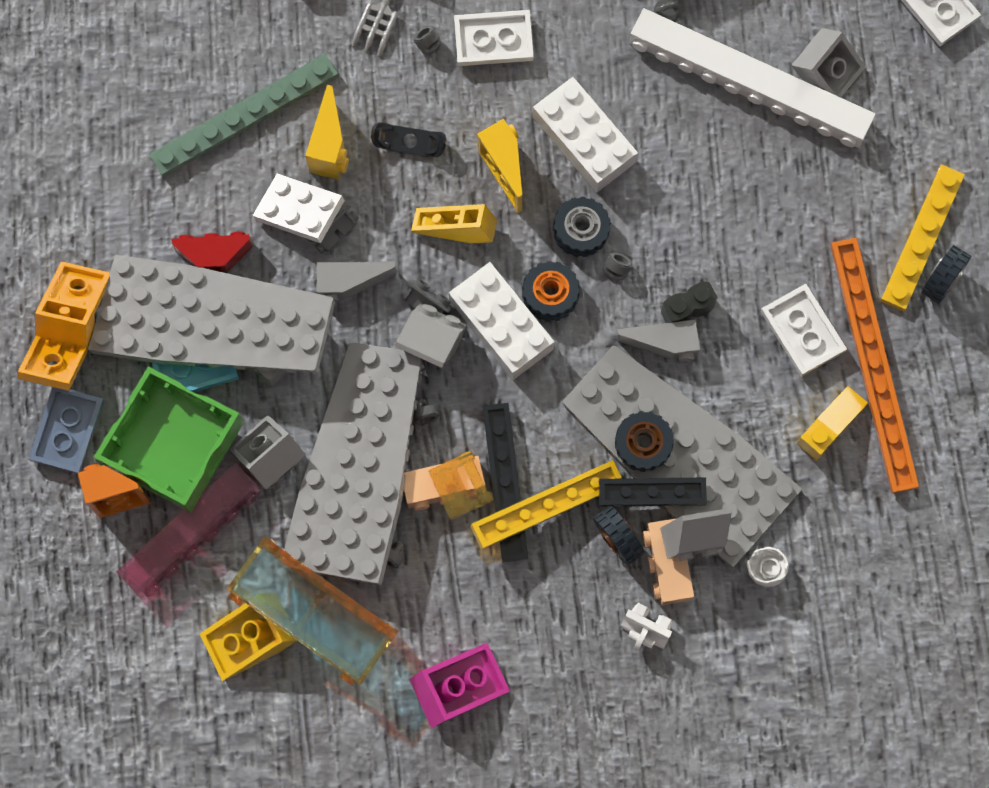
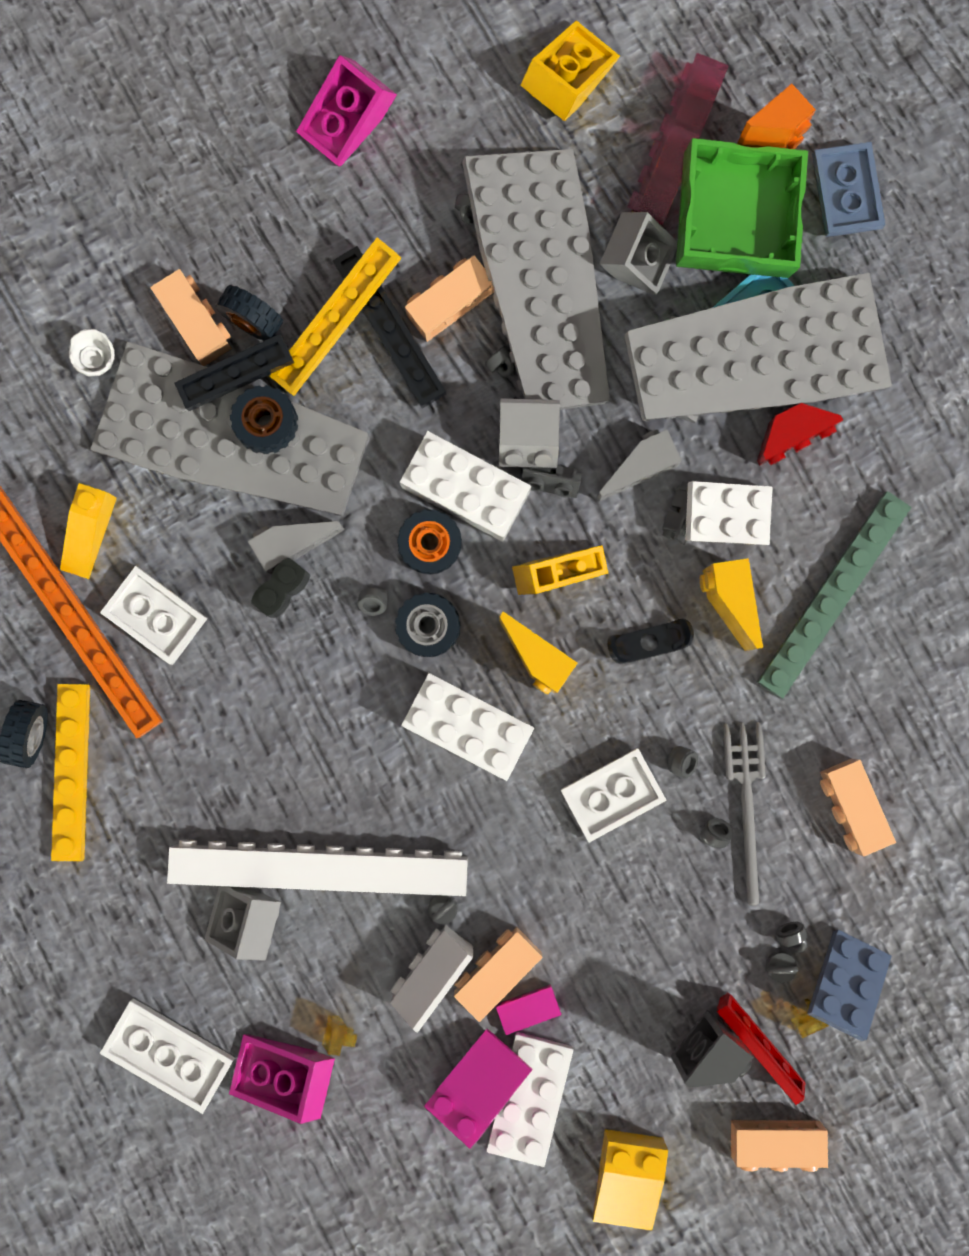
camera: 155 degrees right, 10 degrees up
(64, 326) = (906, 281): light orange bracket -> none
(311, 611) = (517, 105): clear light blue windscreen -> none
(451, 487) = (433, 284): clear yellow plate -> none
(645, 630) = (174, 245): white hips -> none
(696, 534) = (169, 341): light grey slope -> none

